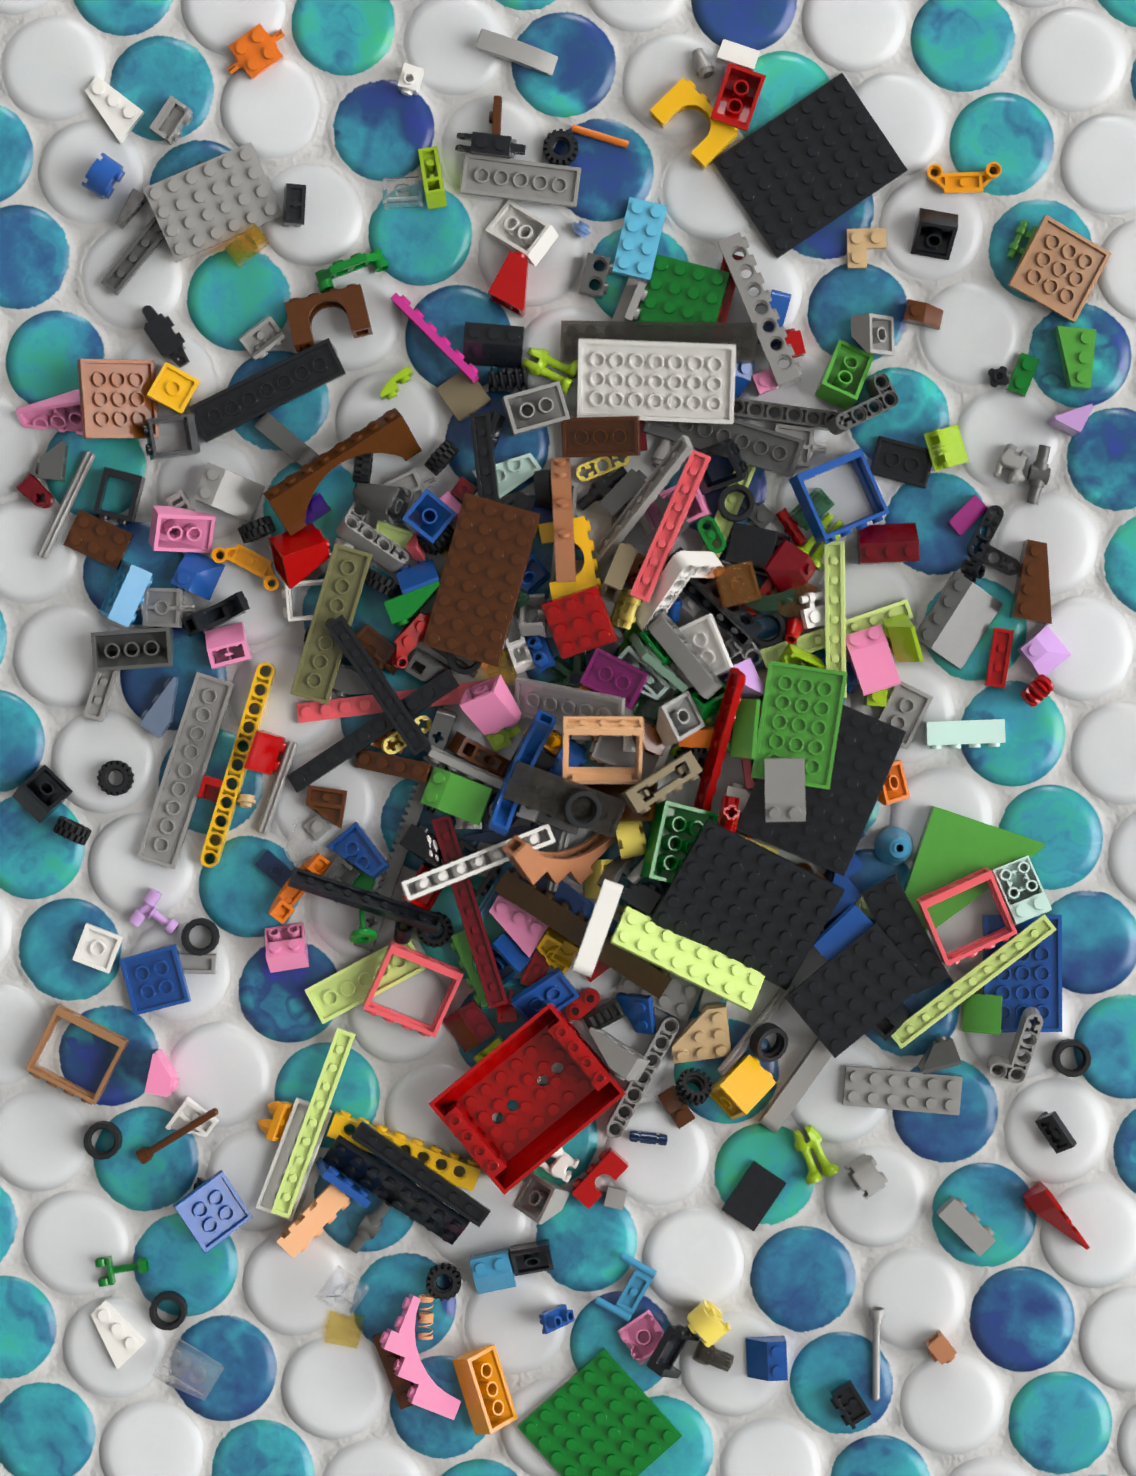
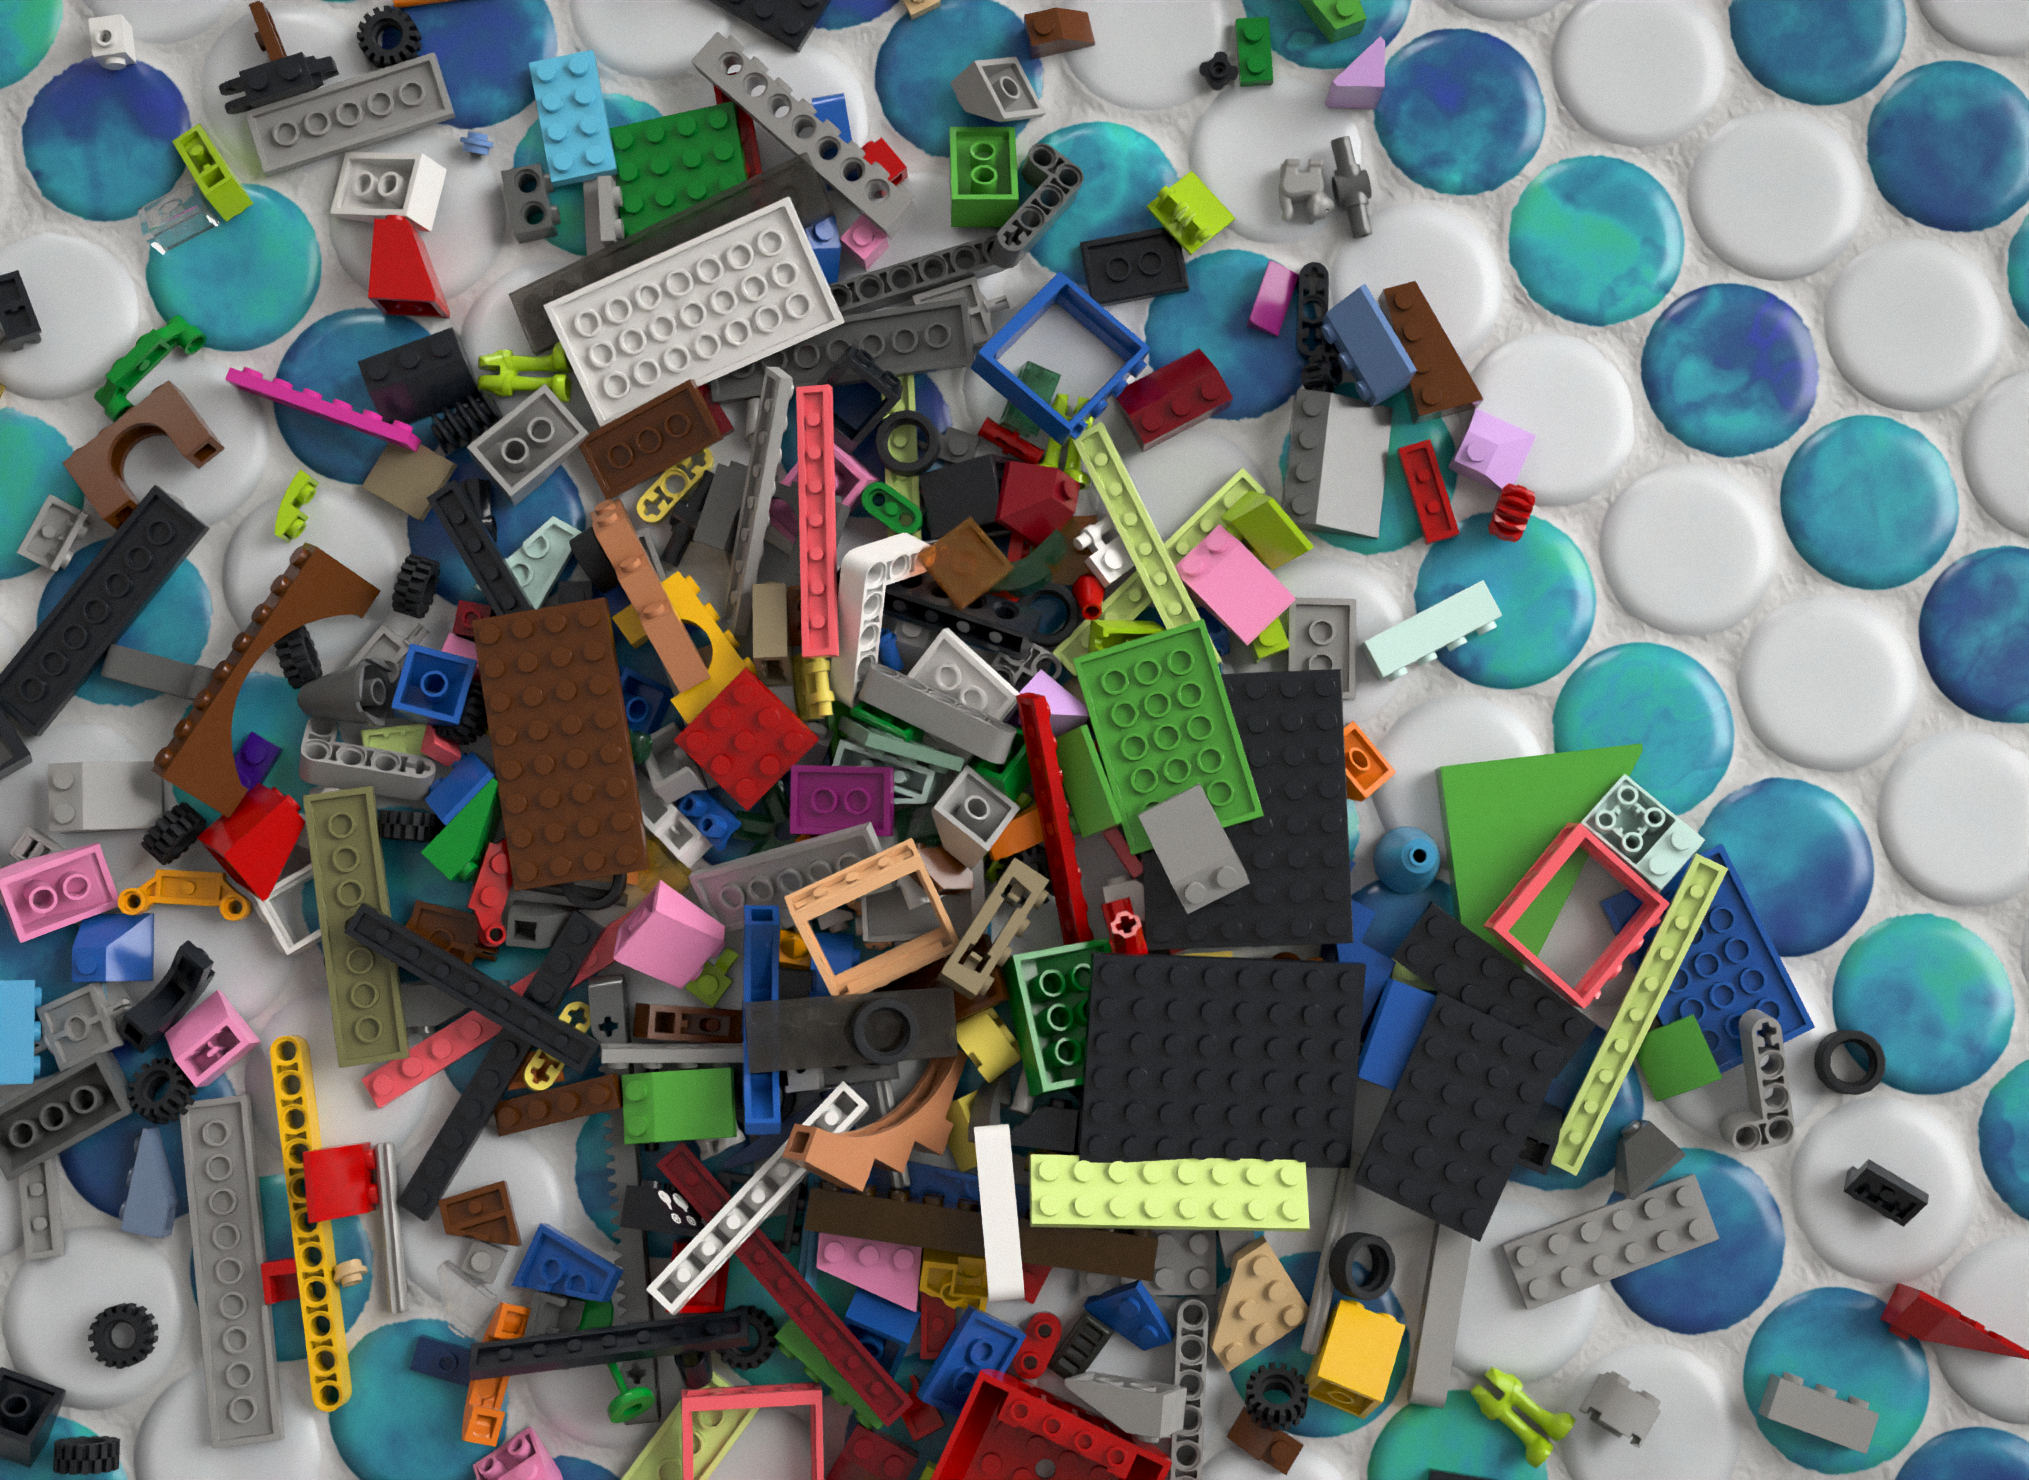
camera: 25 degrees left, 5 degrees down
(195, 670) = (150, 1081): none -> black tyre
(1004, 567) = (1368, 347): none -> medium blue slope

